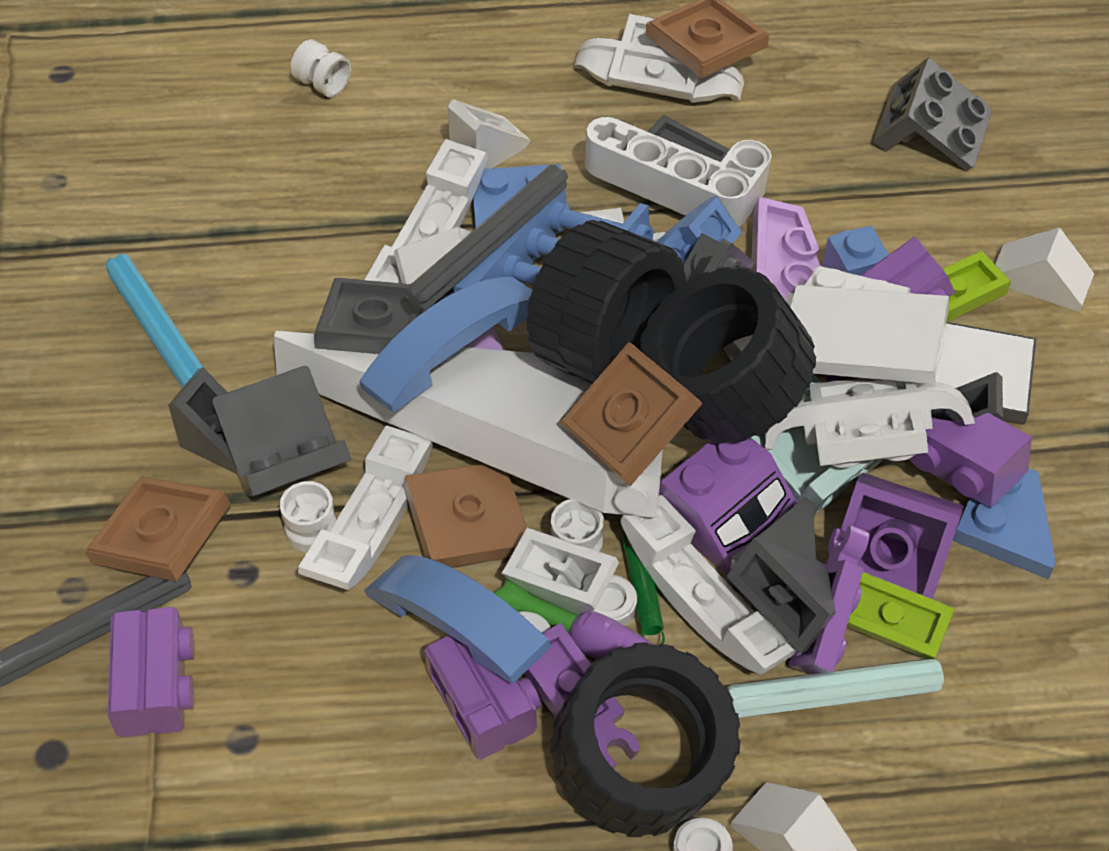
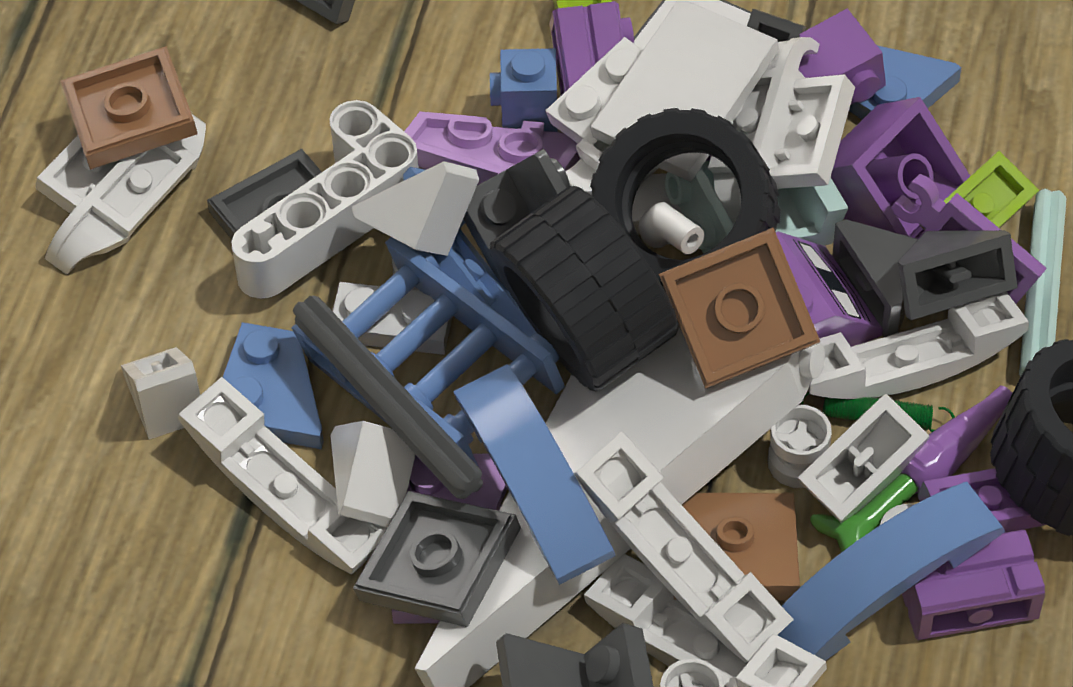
camera: 70 degrees left, 0 degrees up
(424, 458) = (679, 549): none -> white slope
(669, 210) = (424, 208): none -> white slope
(685, 338) = (667, 226): none -> white arm

